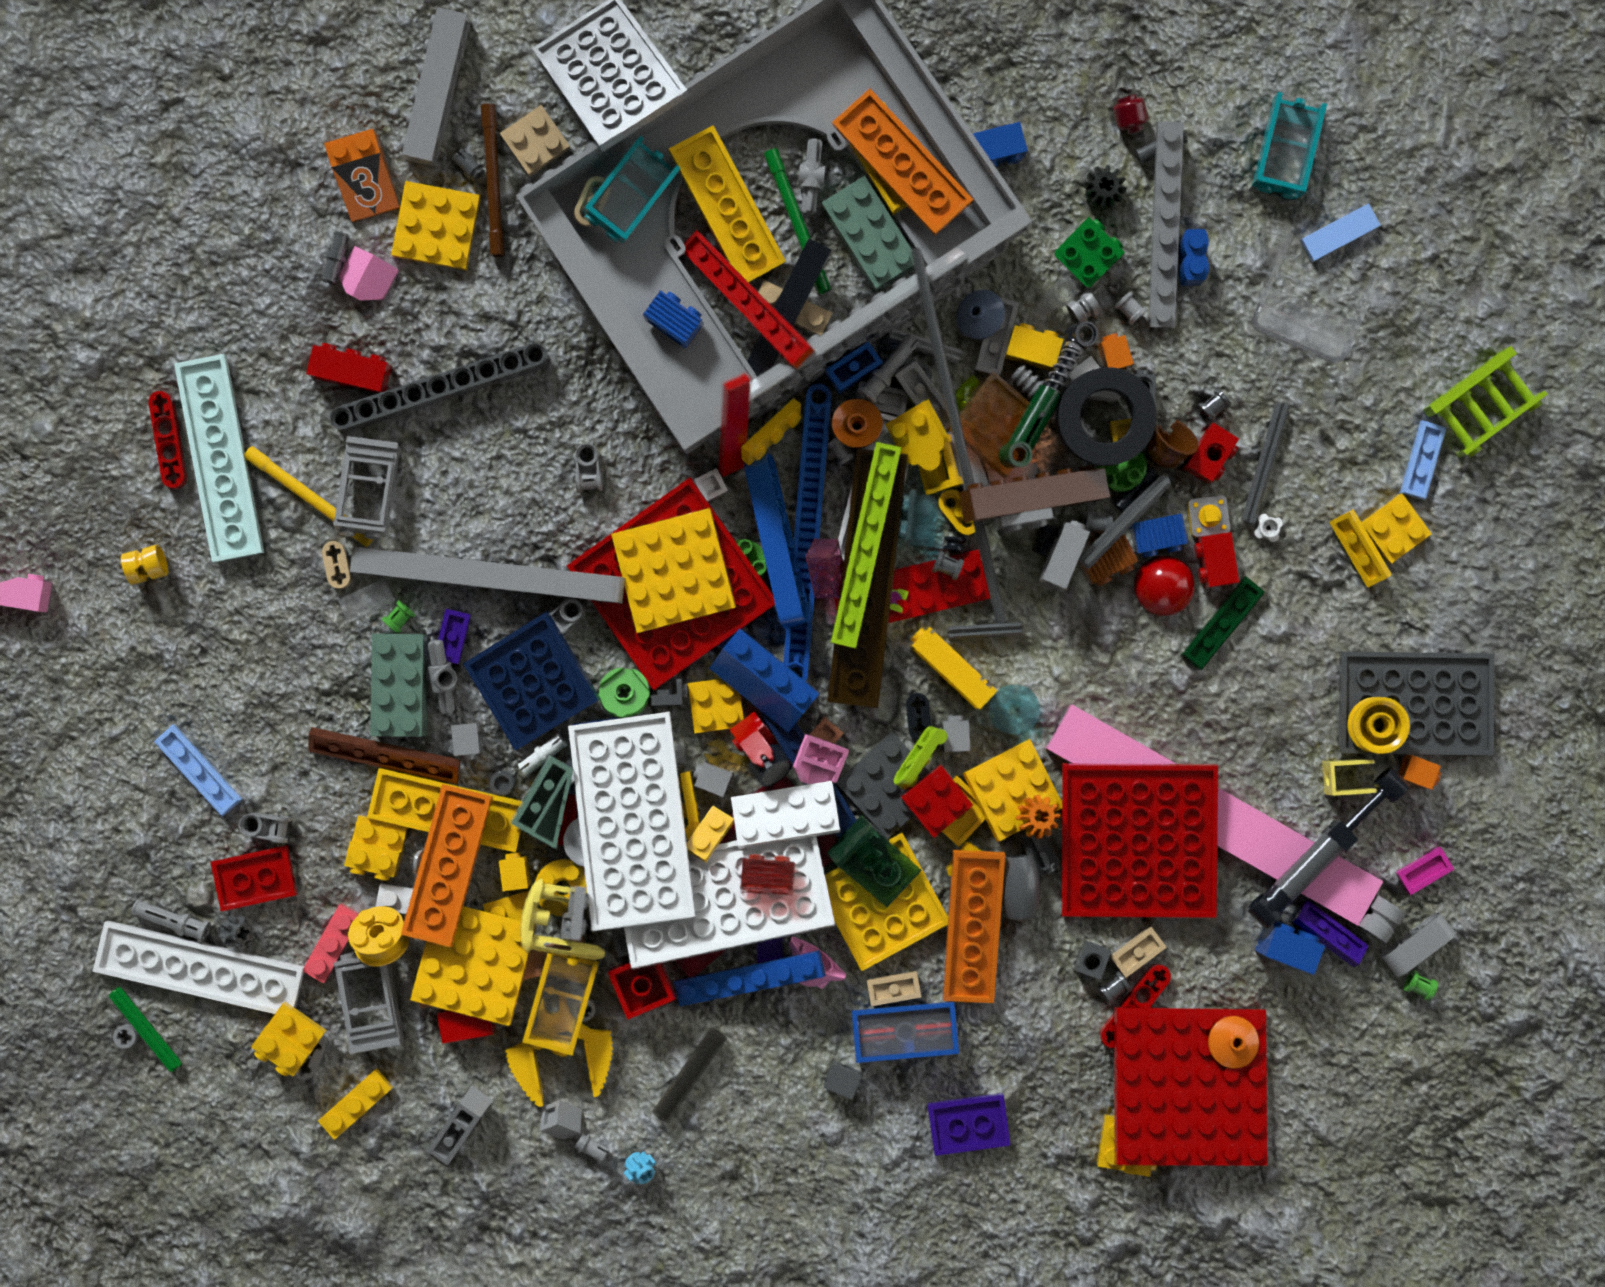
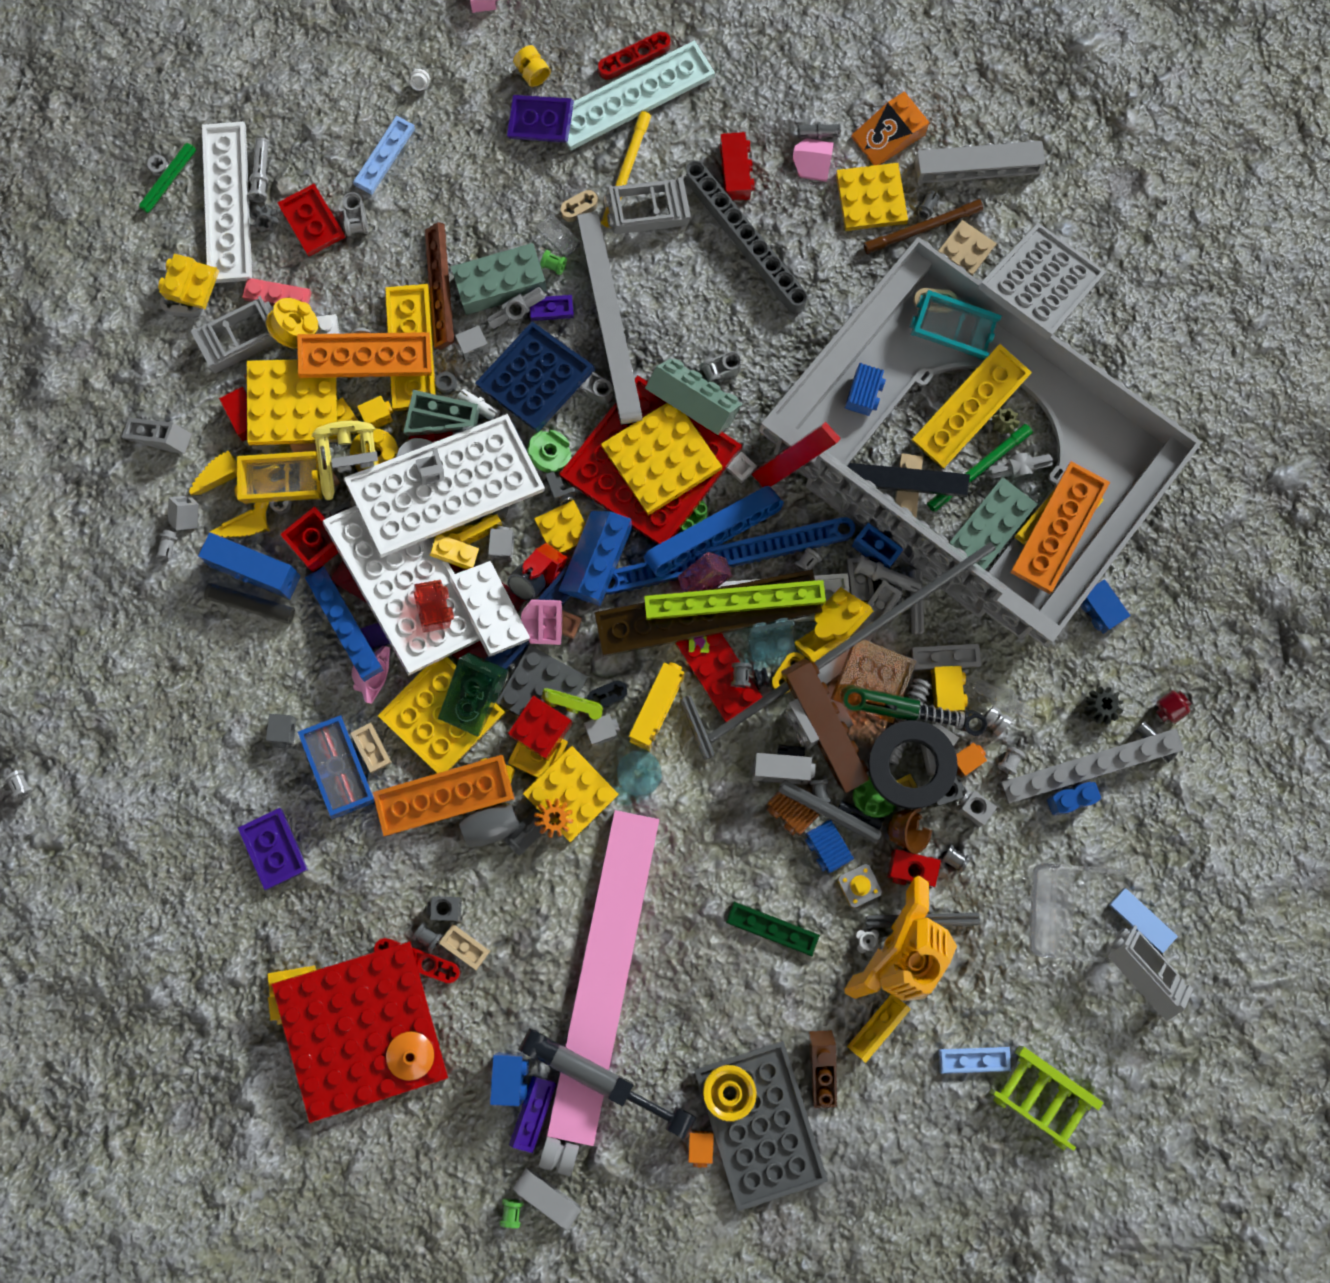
camera: 70 degrees right, 10 degrees down
(117, 701) = (419, 79): none -> white plate
(216, 576) = (540, 118): none -> dark purple plate
(355, 1104) = (152, 351): yellow plate -> none
(376, 848) = (362, 303): yellow plate -> none
(611, 832) = (430, 469): none -> light grey panel
(615, 511) = (694, 395): none -> sand green brick
(639, 1167) = (160, 587): medium azure gear -> none
(651, 1063) = (249, 566): none -> blue brick
(726, 755) = (524, 549): clear yellow bar -> none
(747, 300) = (901, 439): red plate -> none
(756, 167) = (1005, 421): none -> olive gear
(771, 432) = (801, 498): yellow plate -> none
(859, 412) = (840, 559): orange dish -> none
(963, 392) = (893, 645): clear neon green arm -> none
(989, 318) = (956, 643): sand blue dish -> none
(1089, 252) = (1045, 708): green bracket -> none
(1139, 840) = (561, 914): red plate -> none
(1164, 585) = (787, 868): red piece -> none
(1179, 361) = (986, 808): none -> light grey brick
(1216, 560) = (825, 904): red brick -> none
(1288, 147) = (1197, 850): door -> none
(1306, 489) = (911, 956): none -> light orange helmet
(1329, 777) = (666, 1067): light yellow piece -> none
(1381, 619) = (823, 1068): none -> reddish brown slope
(1395, 528) = (906, 1055): yellow plate -> none
(1424, 870) = (615, 1183): dark pink tile -> none
(1436, 242) = (1150, 972): none -> light grey door

